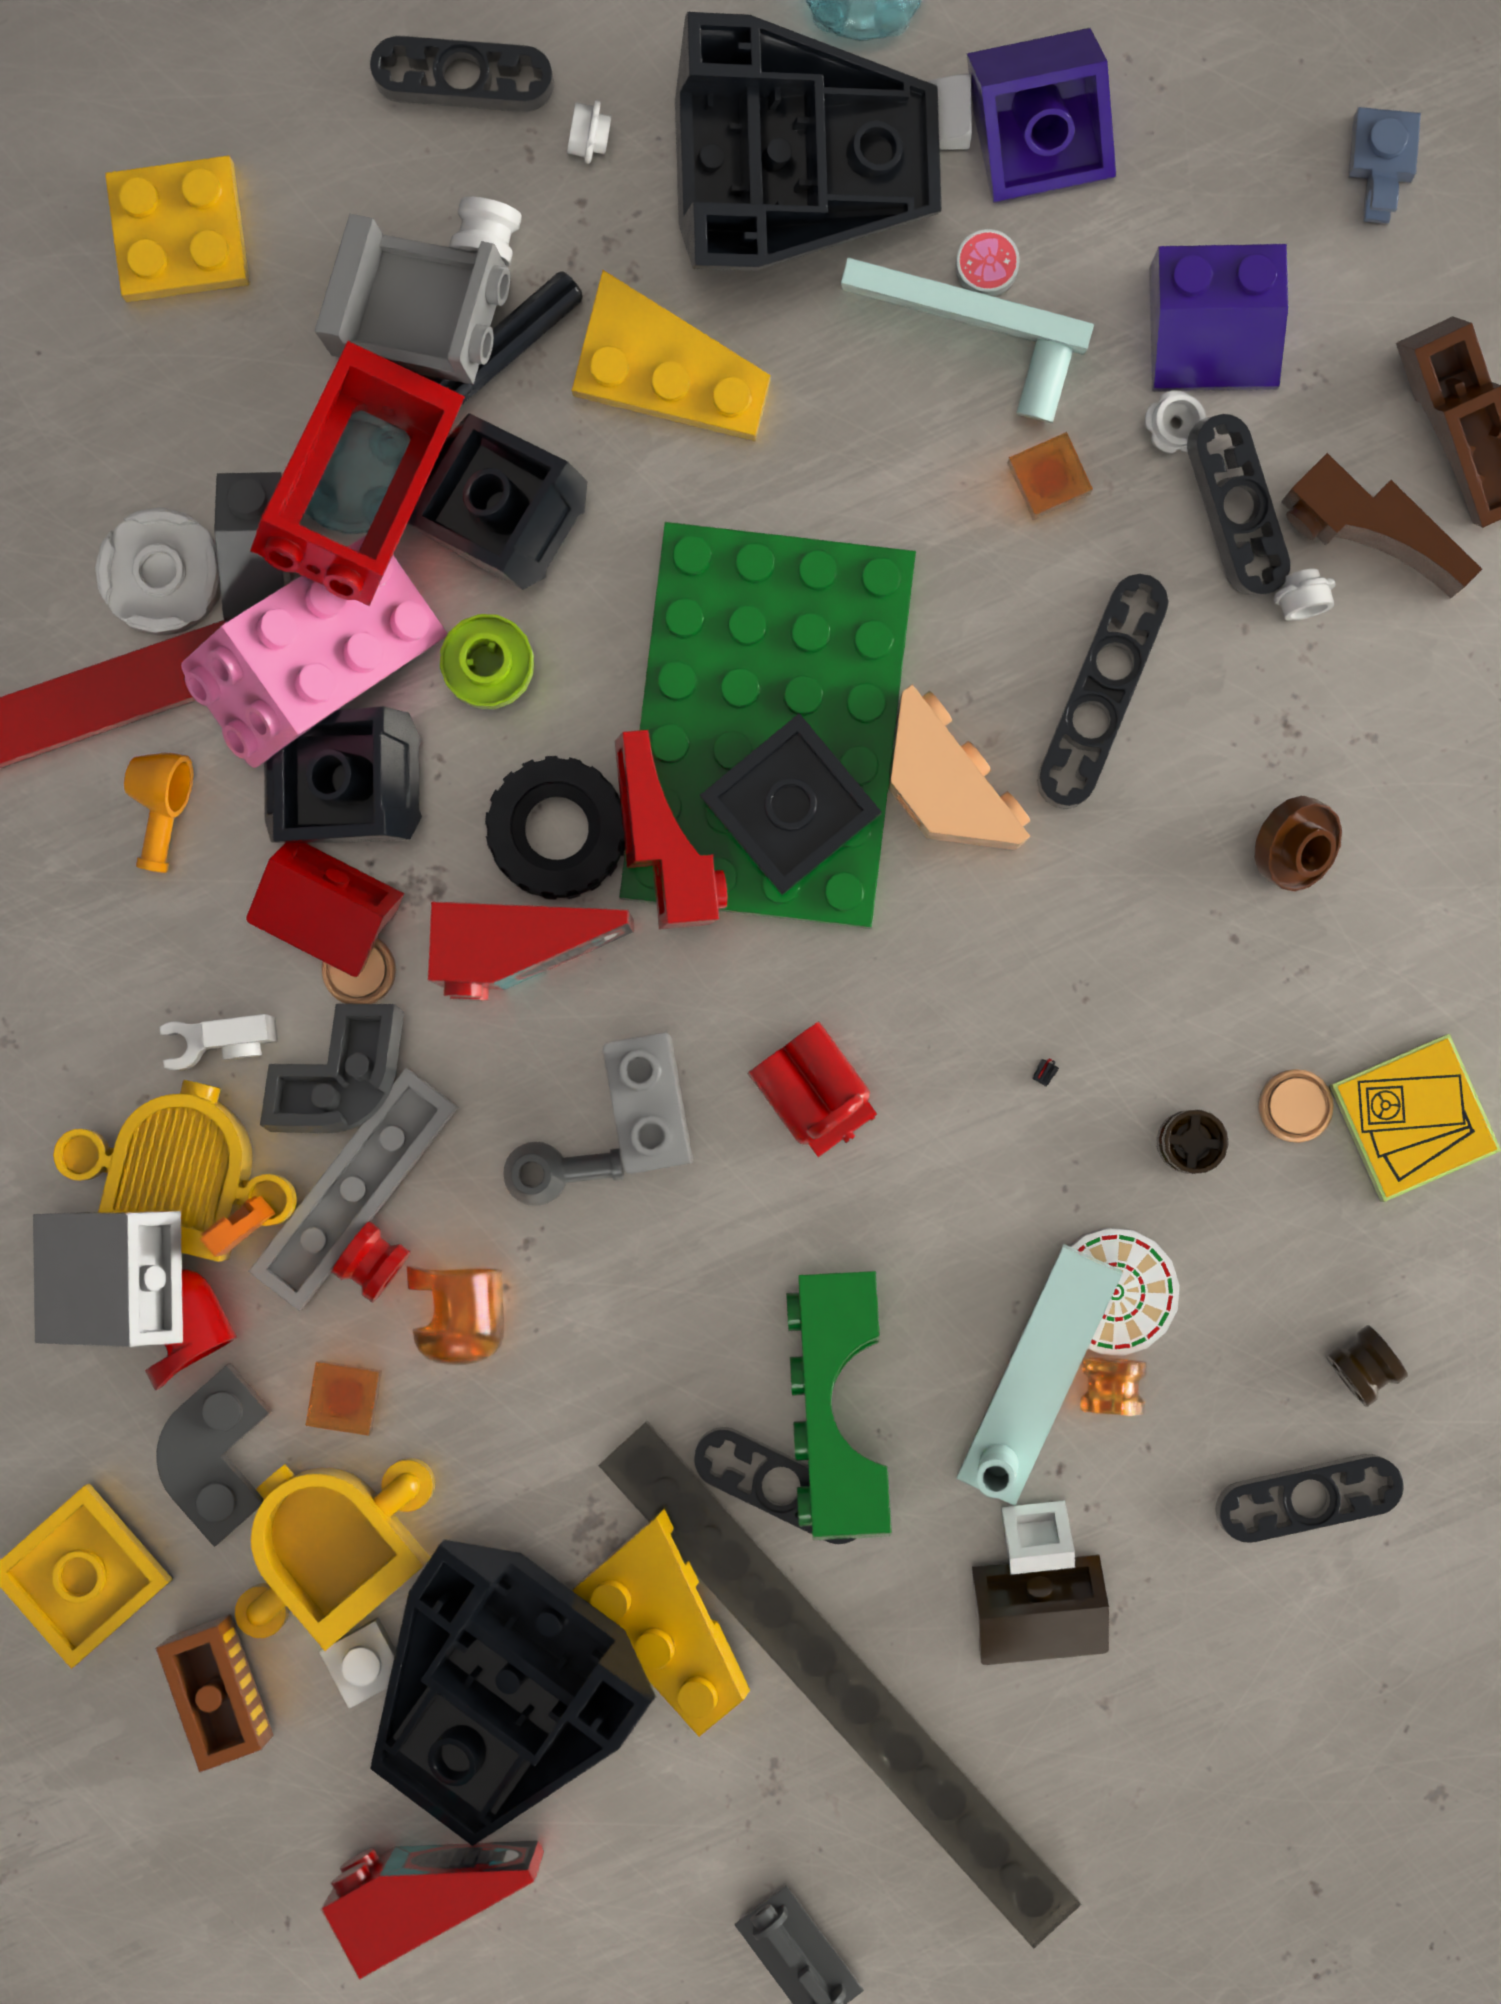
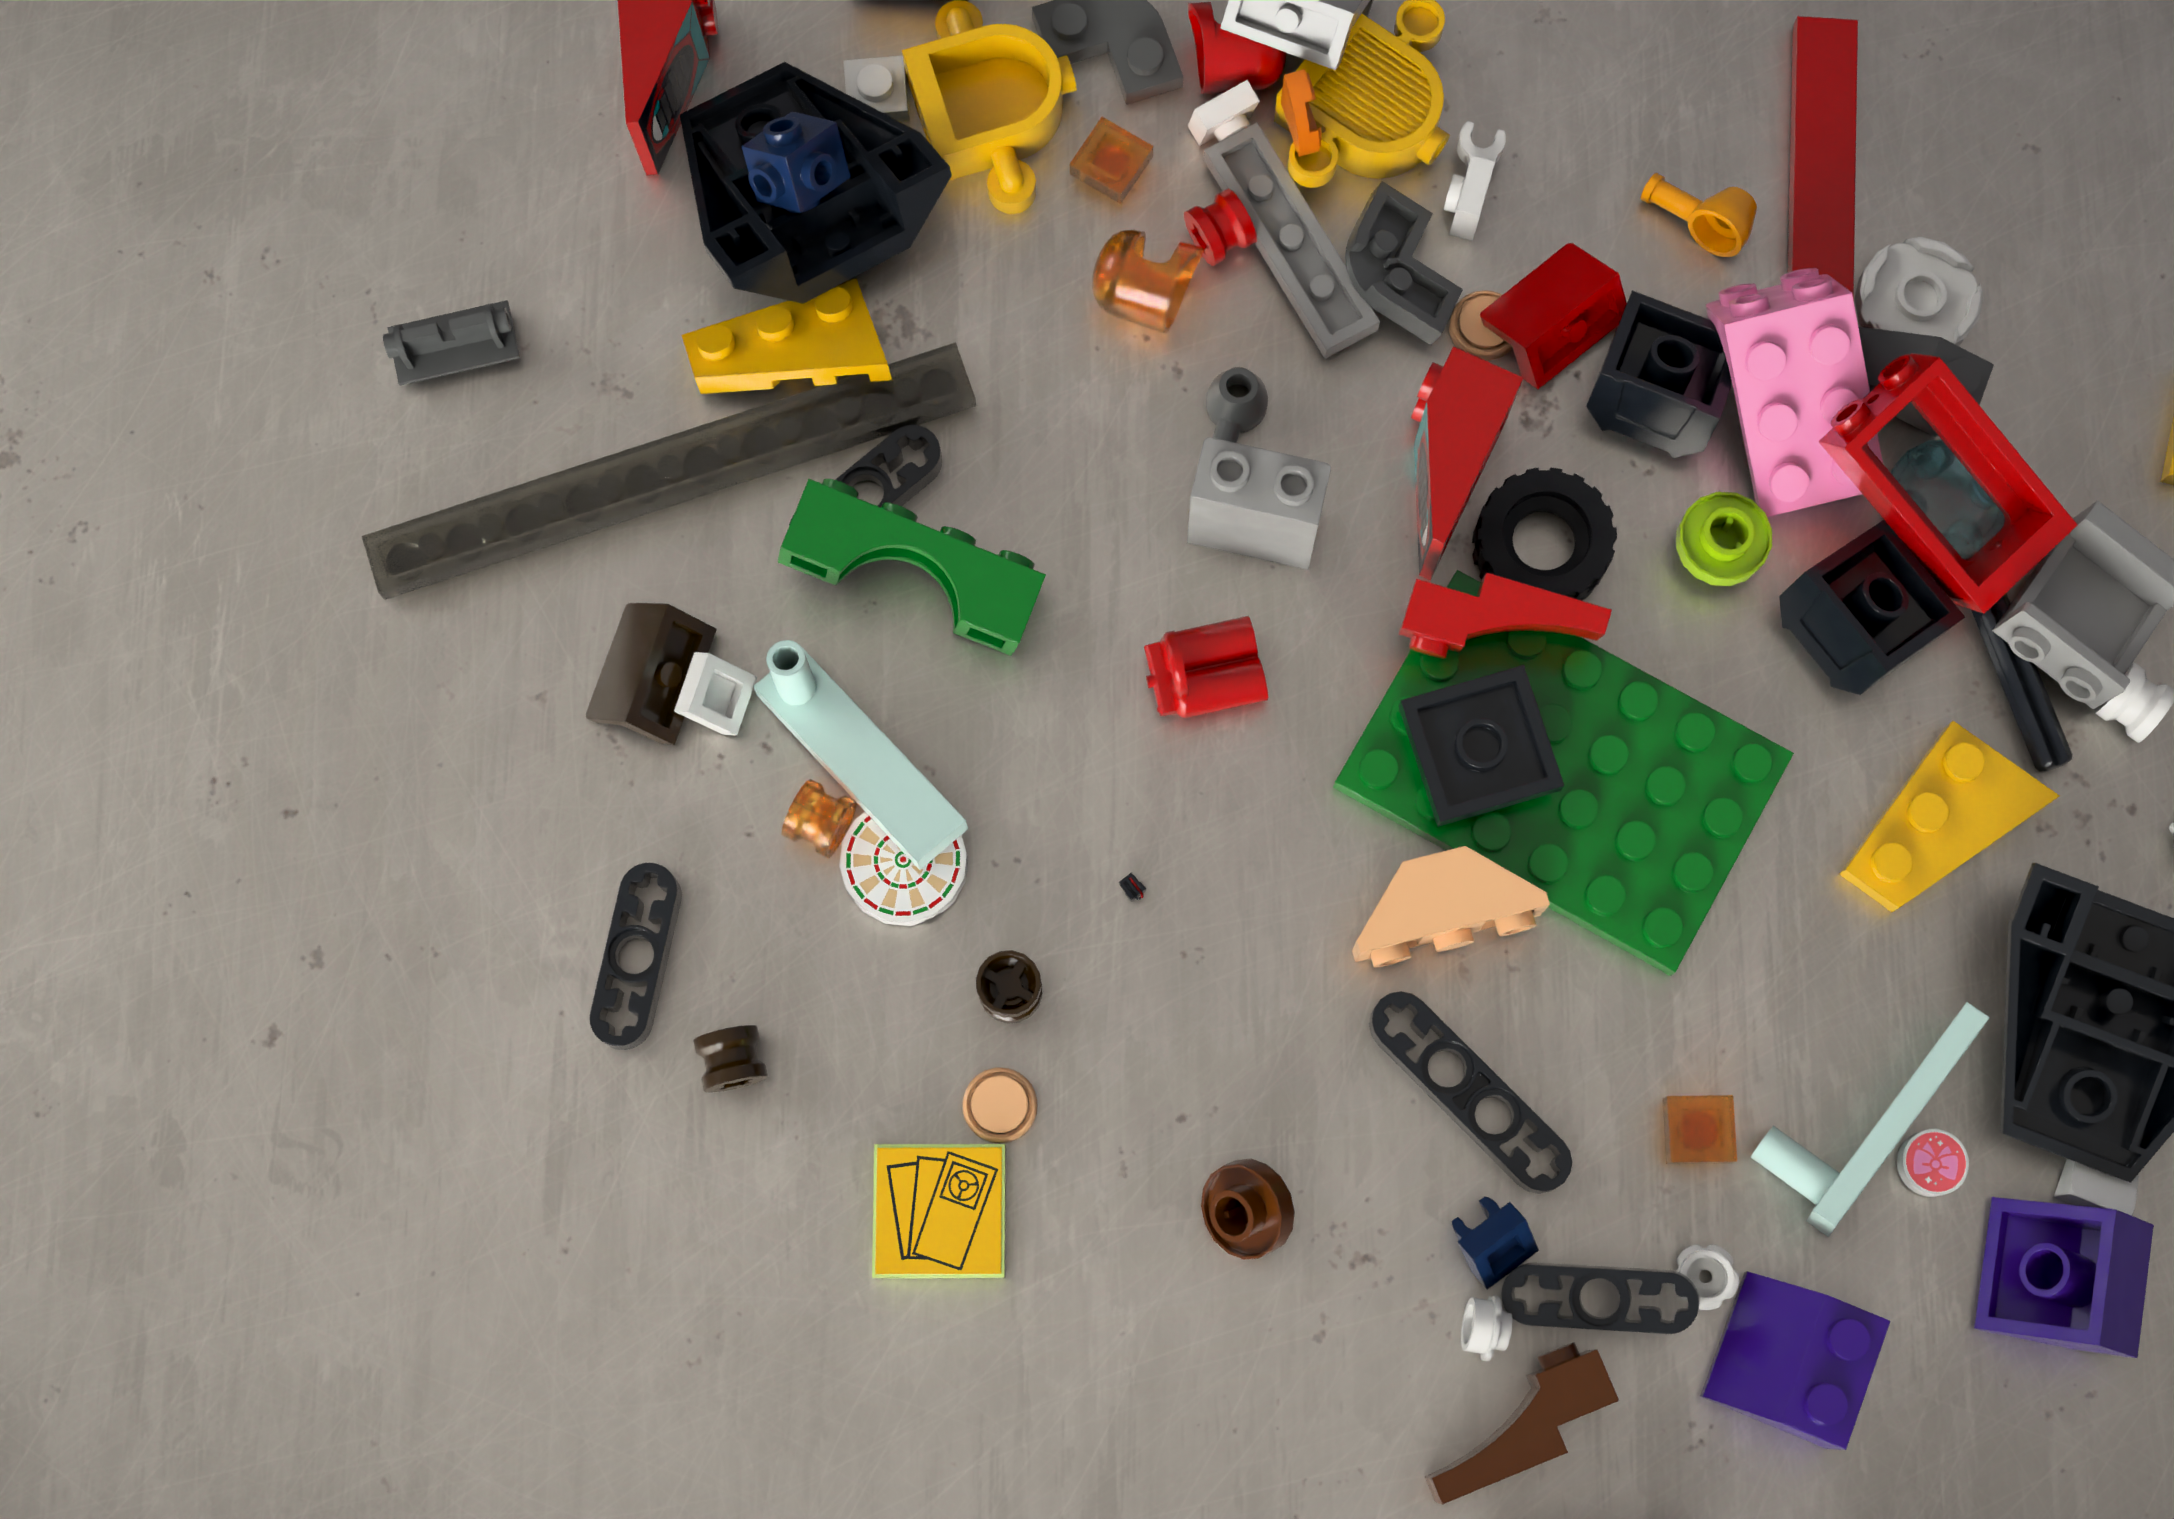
camera: 110 degrees right, 10 degrees down
(253, 1305) = (1224, 114): none -> white plate
(497, 1698) = (796, 162): none -> dark blue brick
(1232, 613) = (1496, 1243): none -> dark blue tile

